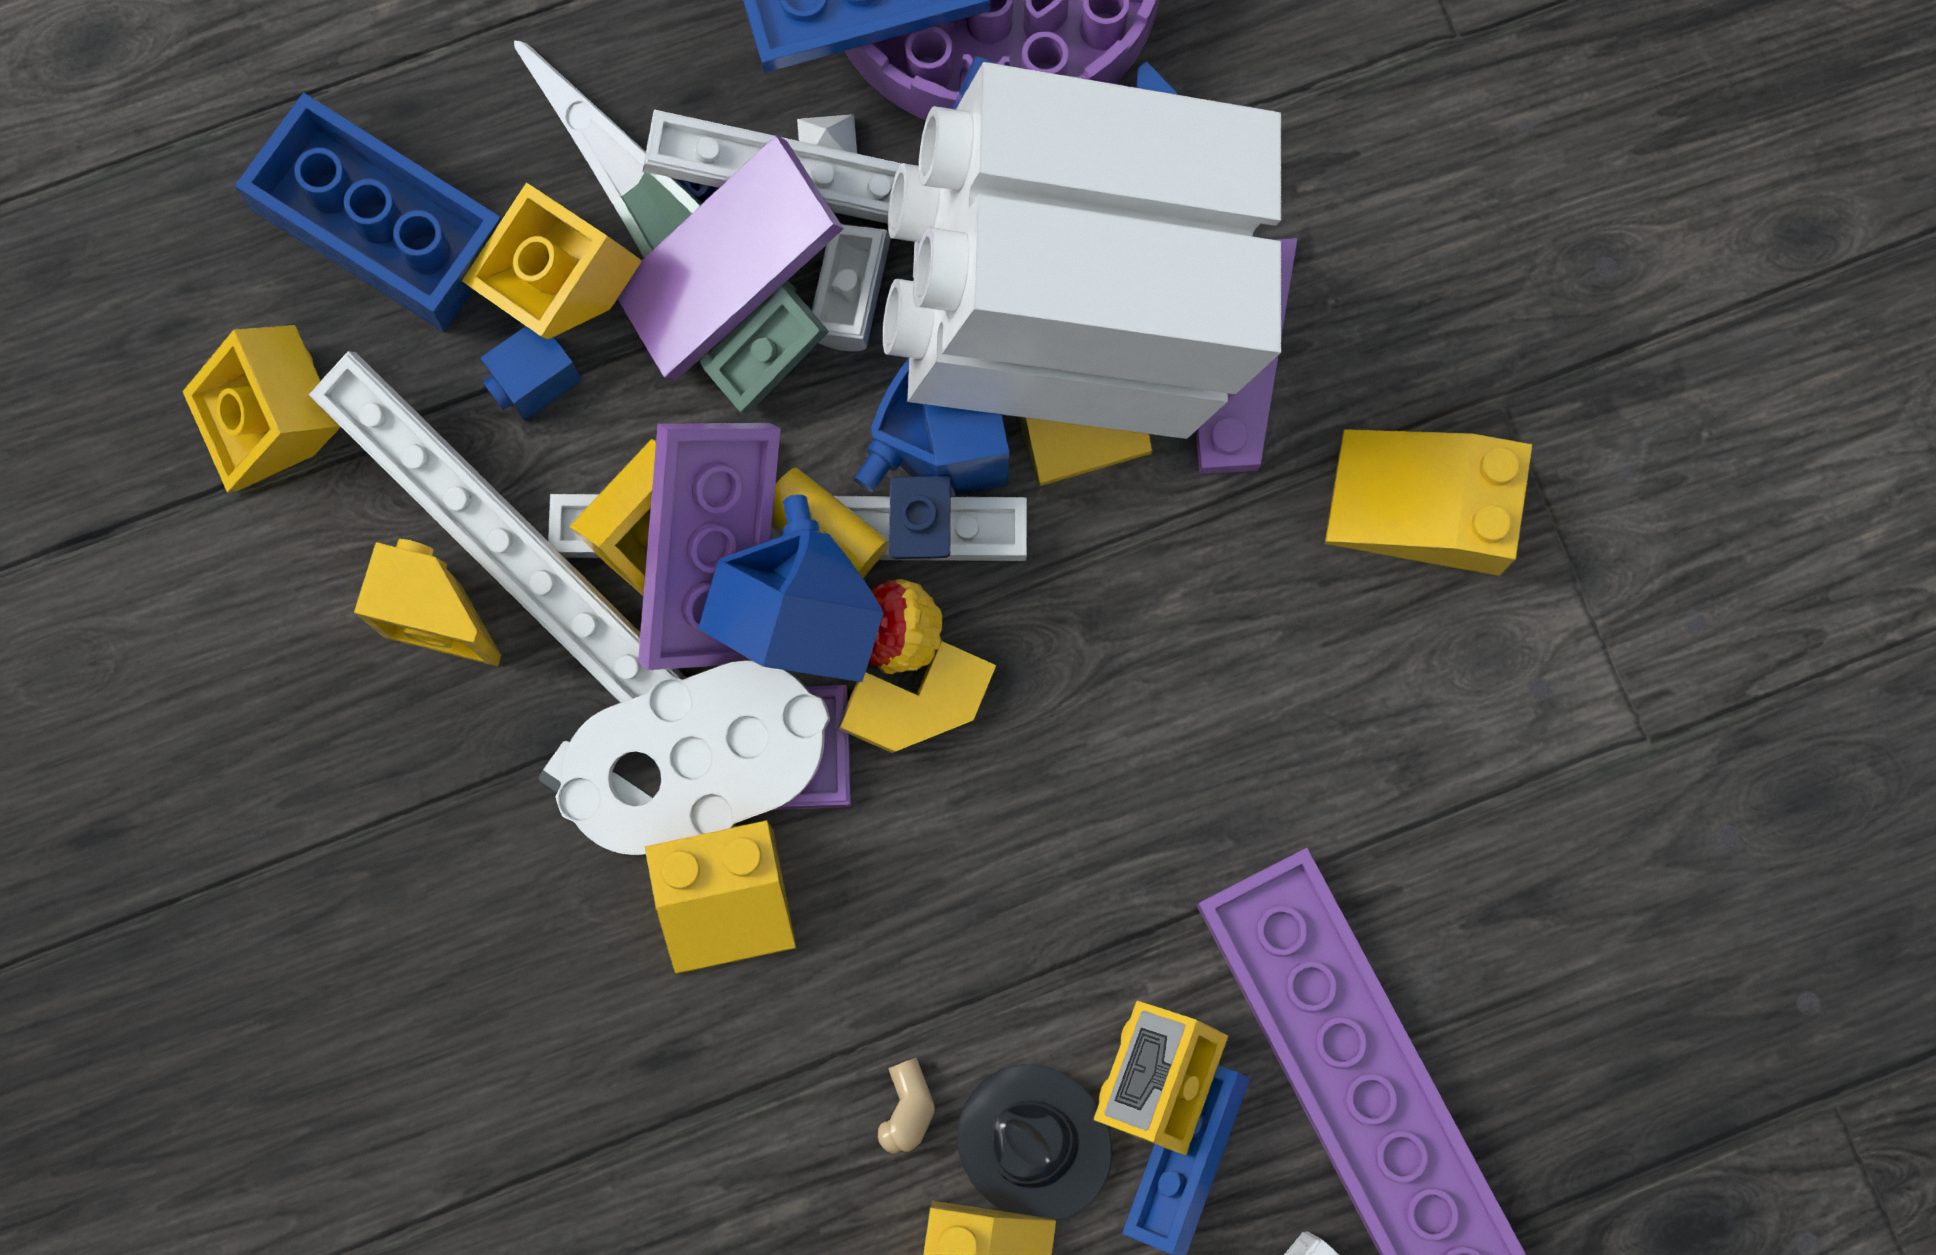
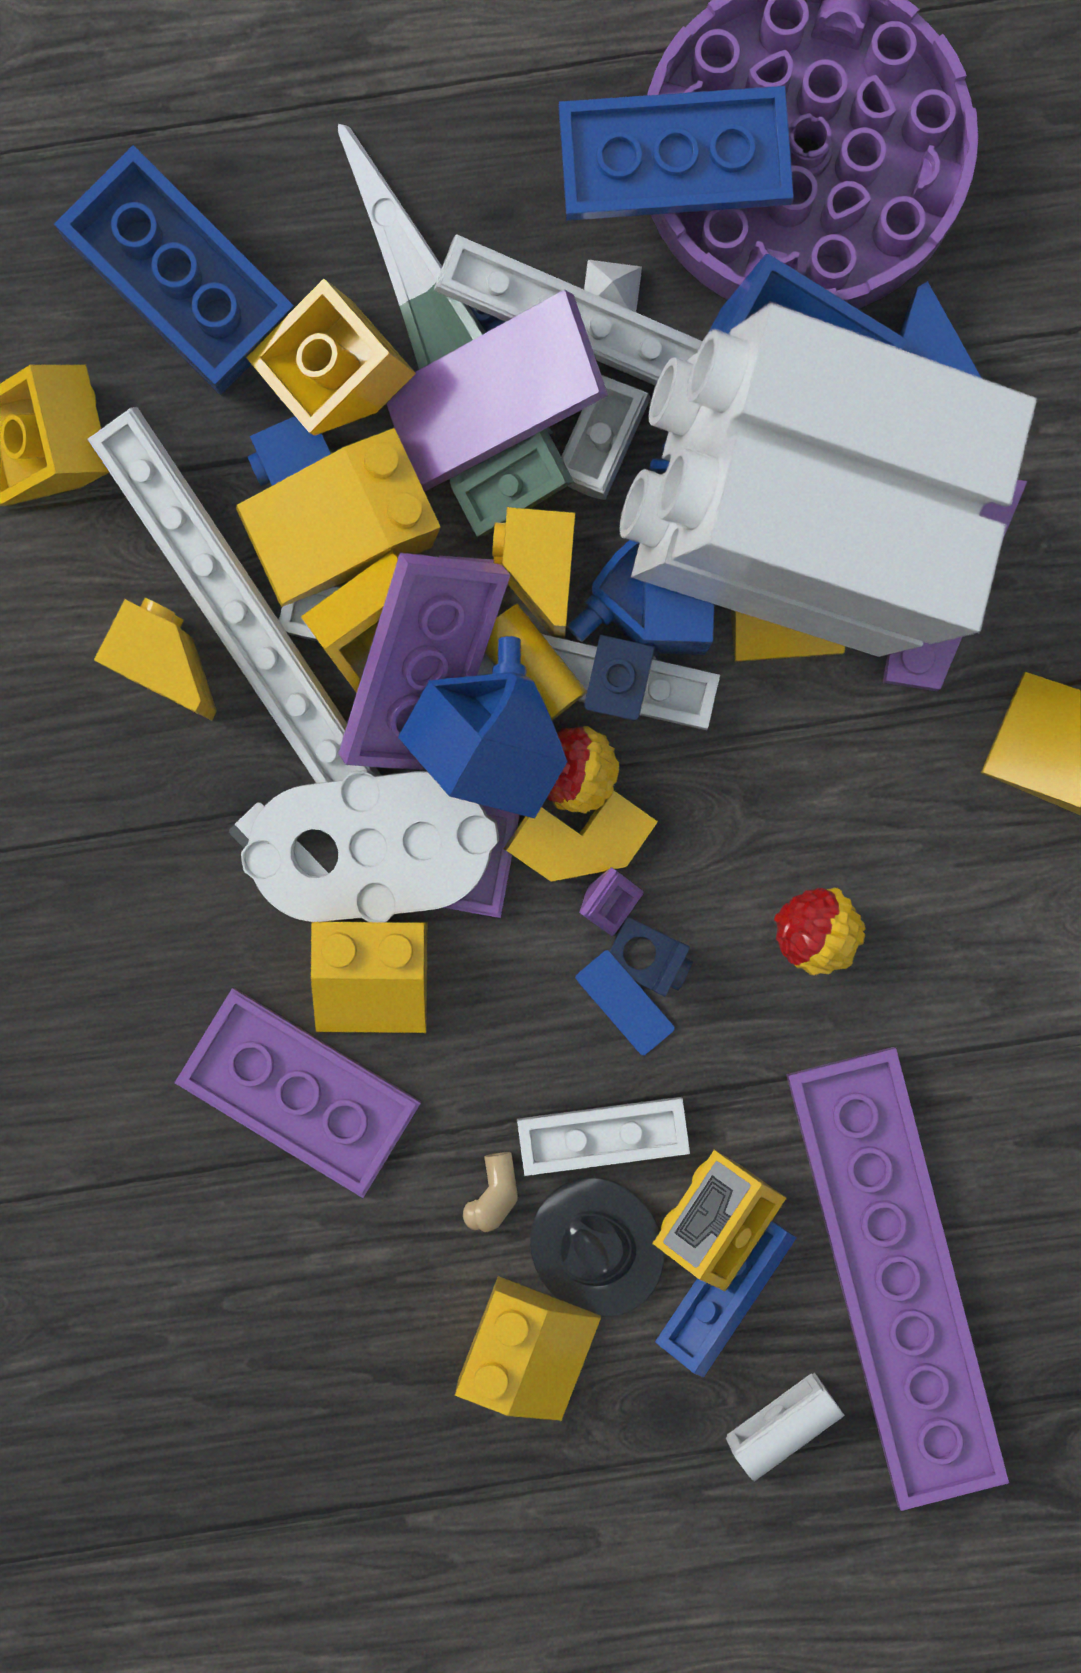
camera: 15 degrees right, 10 degrees up
(588, 419) = (339, 517): none -> yellow slope
(669, 1045) = (298, 1092): none -> medium lavender tile
(808, 406) = (538, 556): none -> yellow slope
(964, 759) = (610, 900): none -> medium lavender slope
(1004, 867) = (624, 1002): none -> blue sticker
(1013, 1015) = (603, 1136): none -> white plate
(1042, 817) = (670, 961): none -> dark blue bracket
(1194, 738) = (819, 931): none -> piece

